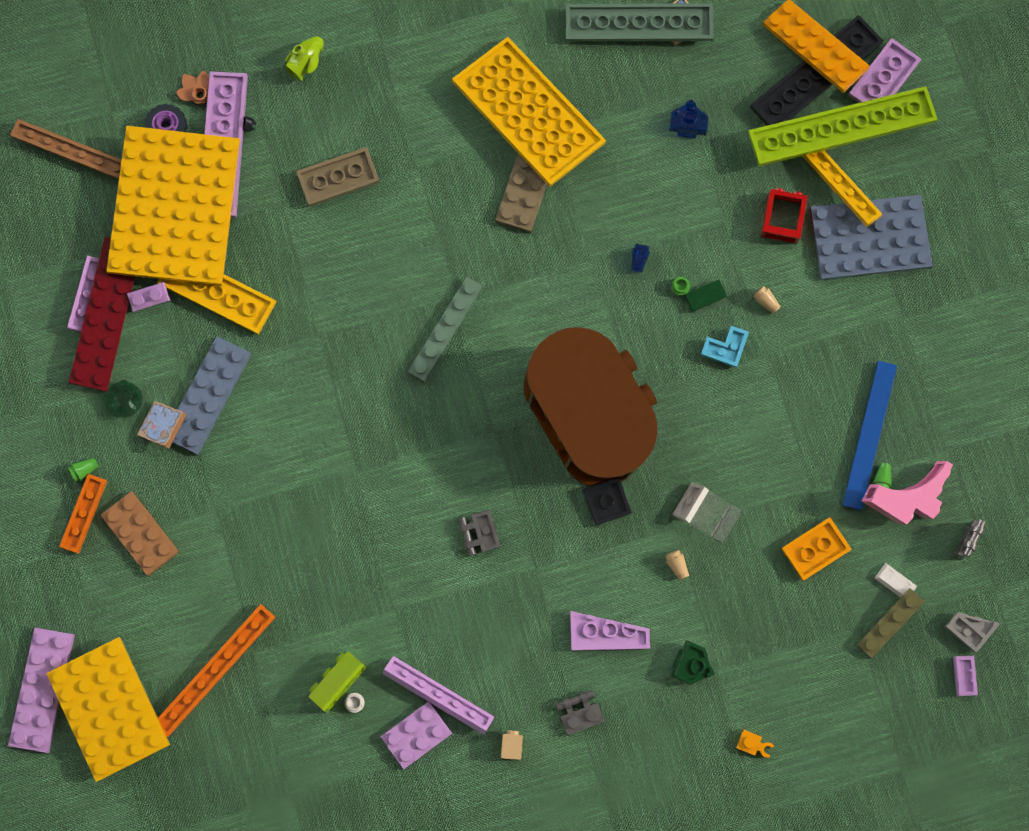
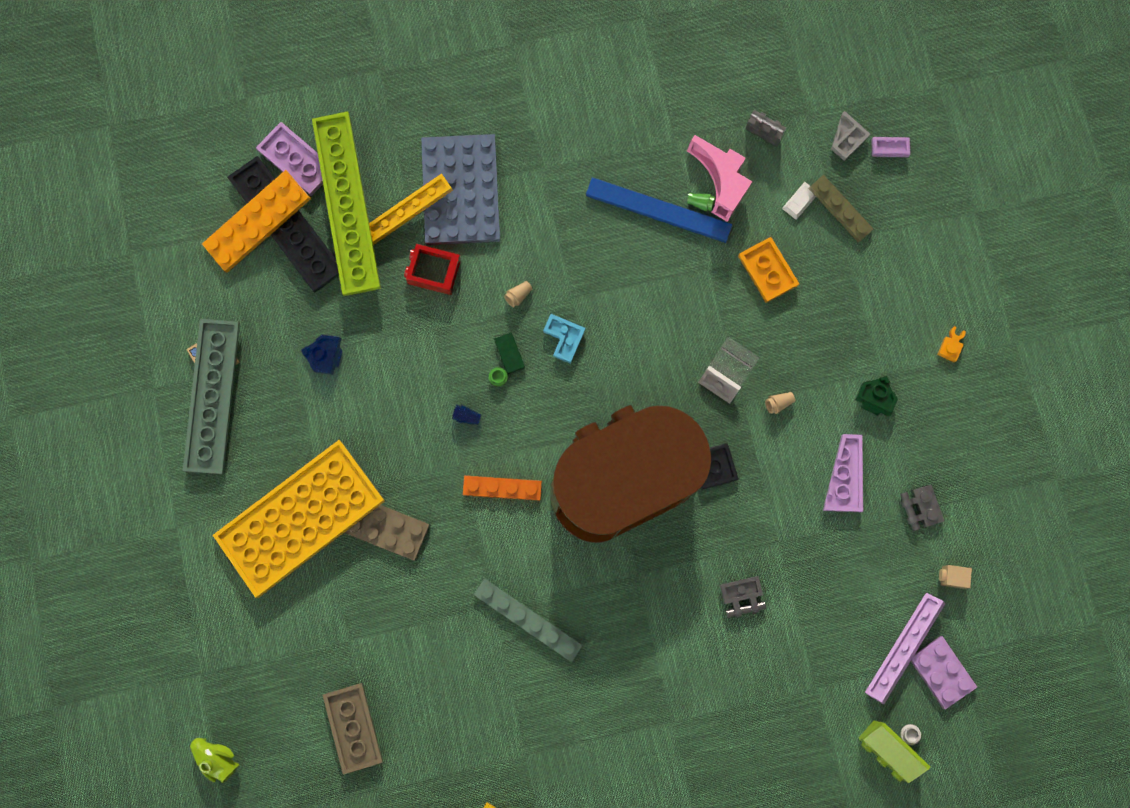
camera: 85 degrees left, 0 degrees up
(570, 294) = (502, 488): none -> orange plate

